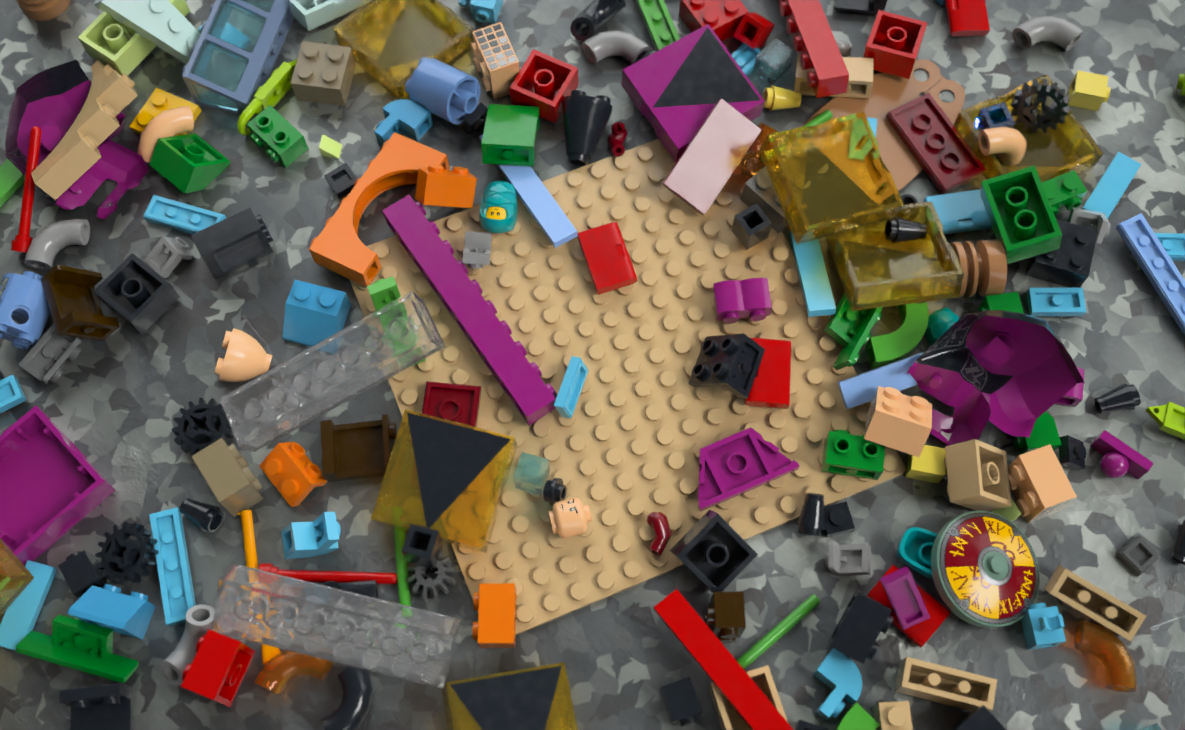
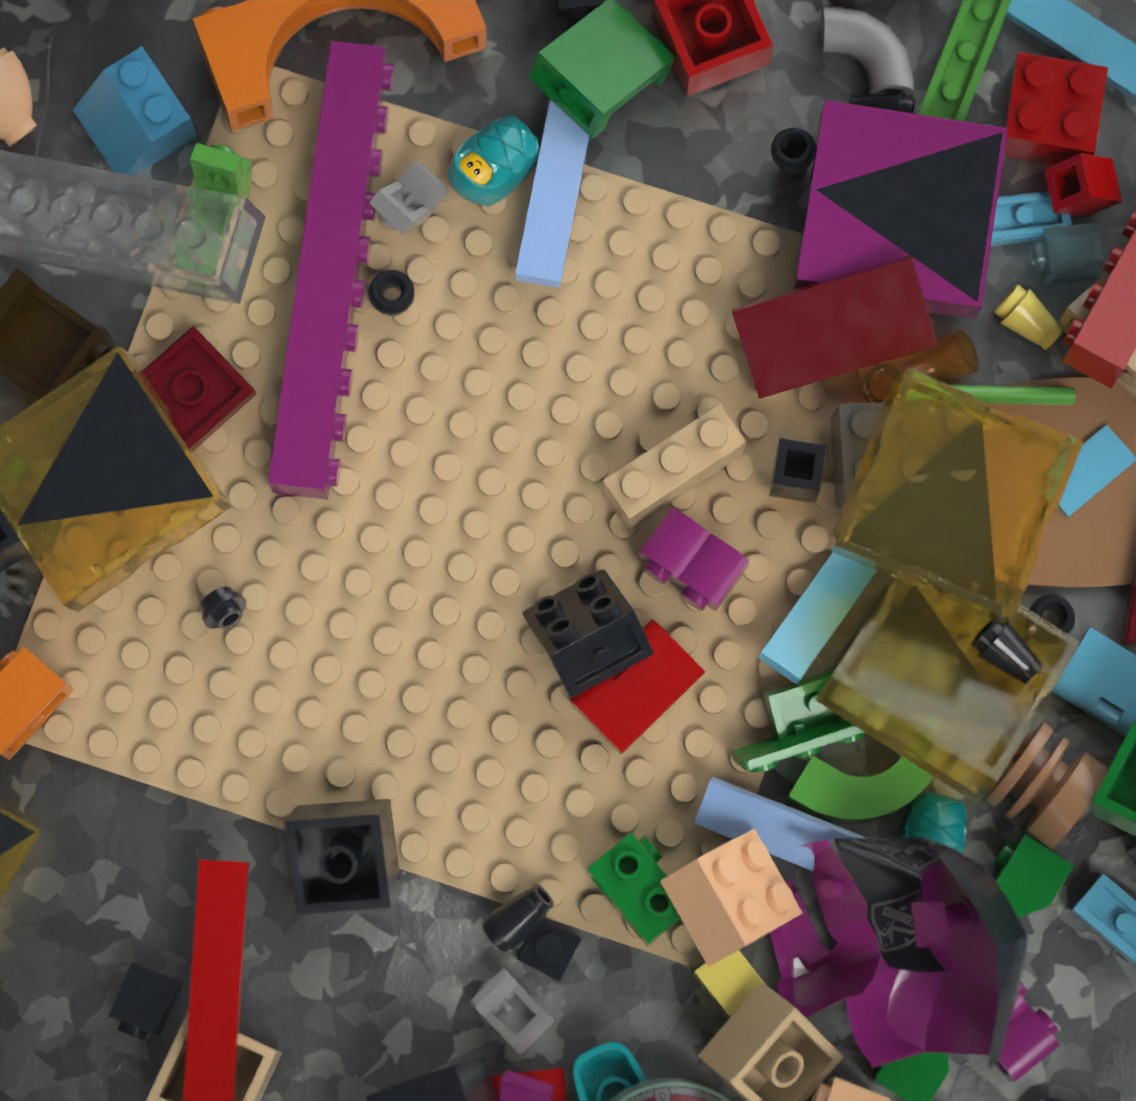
camera: 40 degrees right, 10 degrees up
(445, 187) = (444, 75): orange brick -> none
(501, 290) = (391, 279): none -> black plate
(531, 473) = (213, 560): clear light blue brick -> none
(569, 517) = (209, 658): light nougat head -> none
(571, 387) = (364, 489): medium azure tile -> none
(584, 124) = (712, 135): black cone -> none
(607, 258) = (573, 350): red piece -> none
(617, 138) = (746, 189): dark red arm -> none
(625, 106) = (794, 144): none -> black cone
(662, 530) = (311, 771): dark red arm -> none
(697, 268) = (673, 467): none -> tan brick
(726, 615) = (285, 948): dark brown brick -> none
(738, 466) = (480, 775): magenta wing -> none
(778, 631) = (335, 1021): bright green bar -> none

